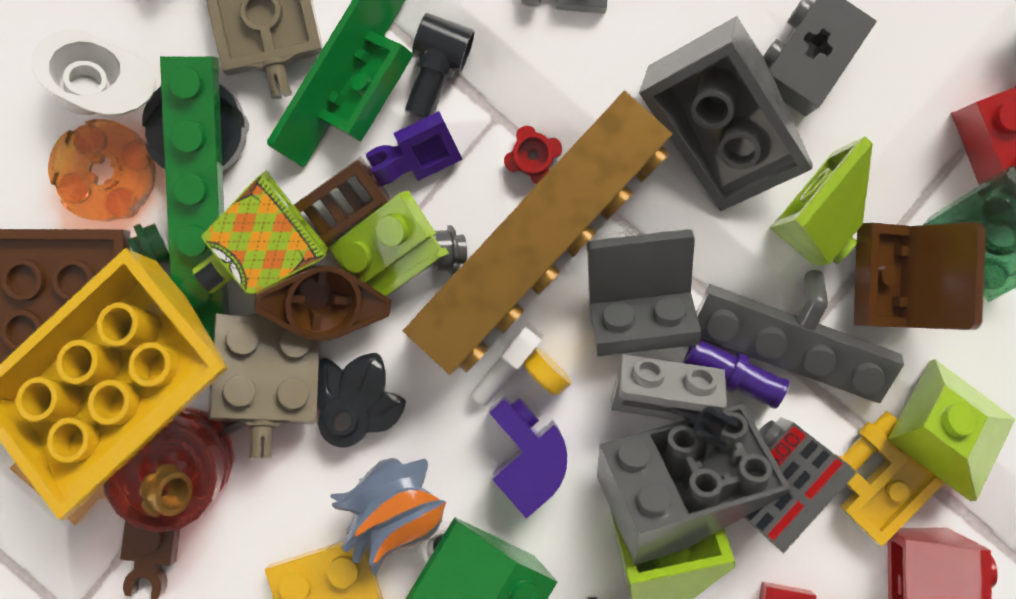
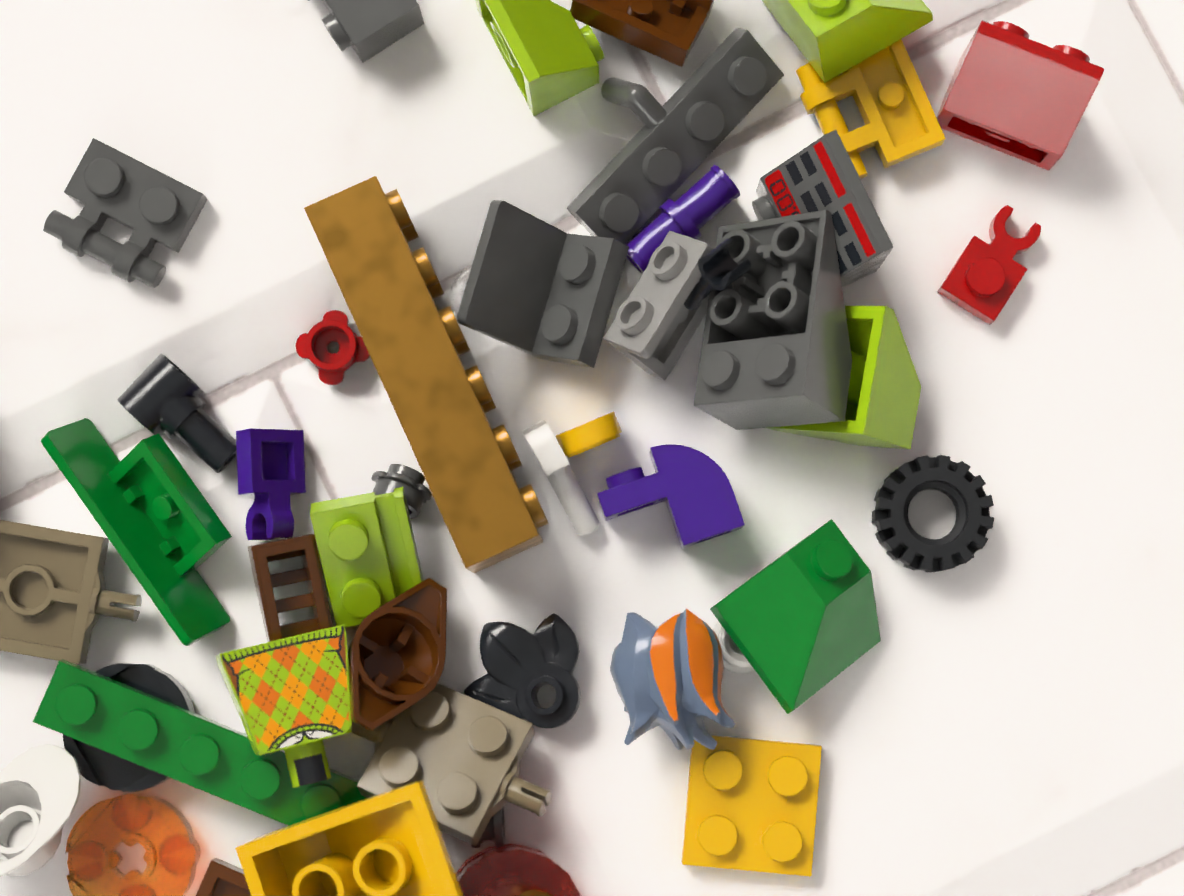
camera: 65 degrees left, 5 degrees down
(149, 243) = (237, 831): dark green plate -> none
(726, 115) = (383, 110): dark grey slope -> none

